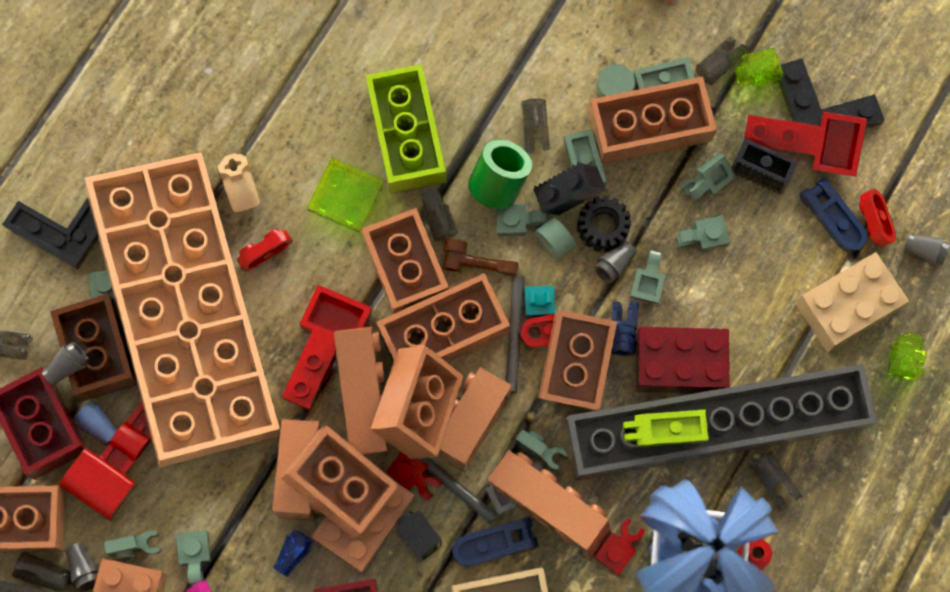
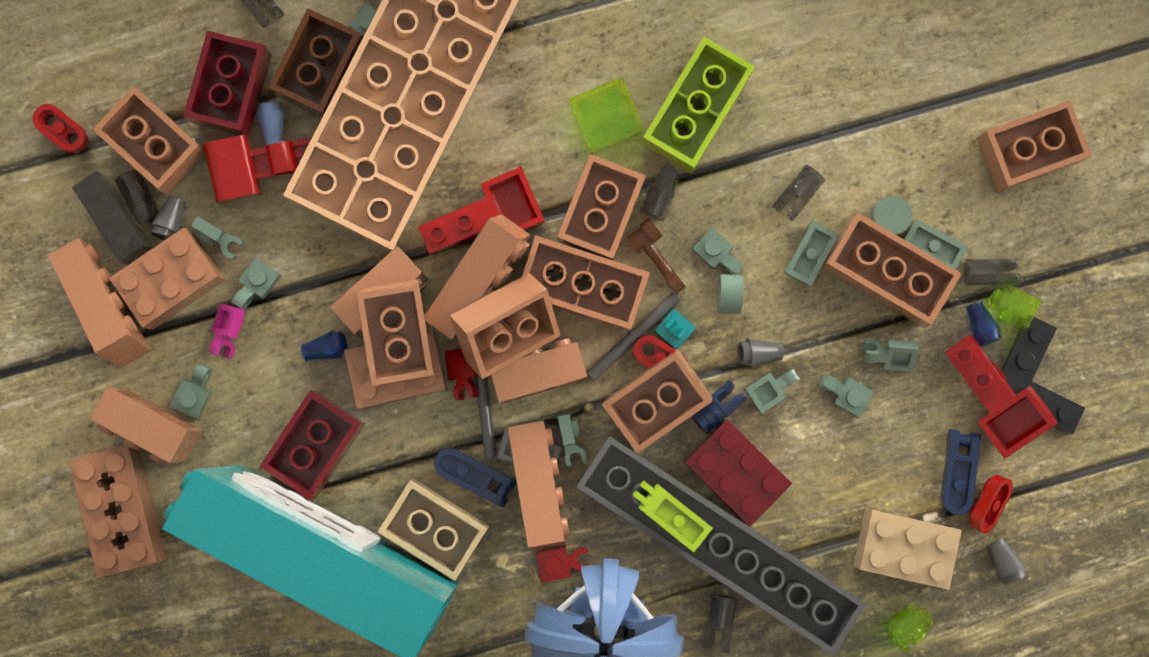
camera: 45 degrees right, 10 degrees up
(66, 362) = (282, 58): dark grey cone -> none
(238, 182) = (535, 33): tan piece -> none
(255, 255) = (496, 100): red plate -> none
(418, 535) = (421, 420): black brick -> none
(499, 174) = (734, 206): green piece -> none
(569, 189) = (776, 266): black brick -> none
(611, 208) = (791, 302): black tyre -> none
(750, 101) = (983, 325): none -> clear blue cone
(764, 166) = (942, 385): black brick -> none

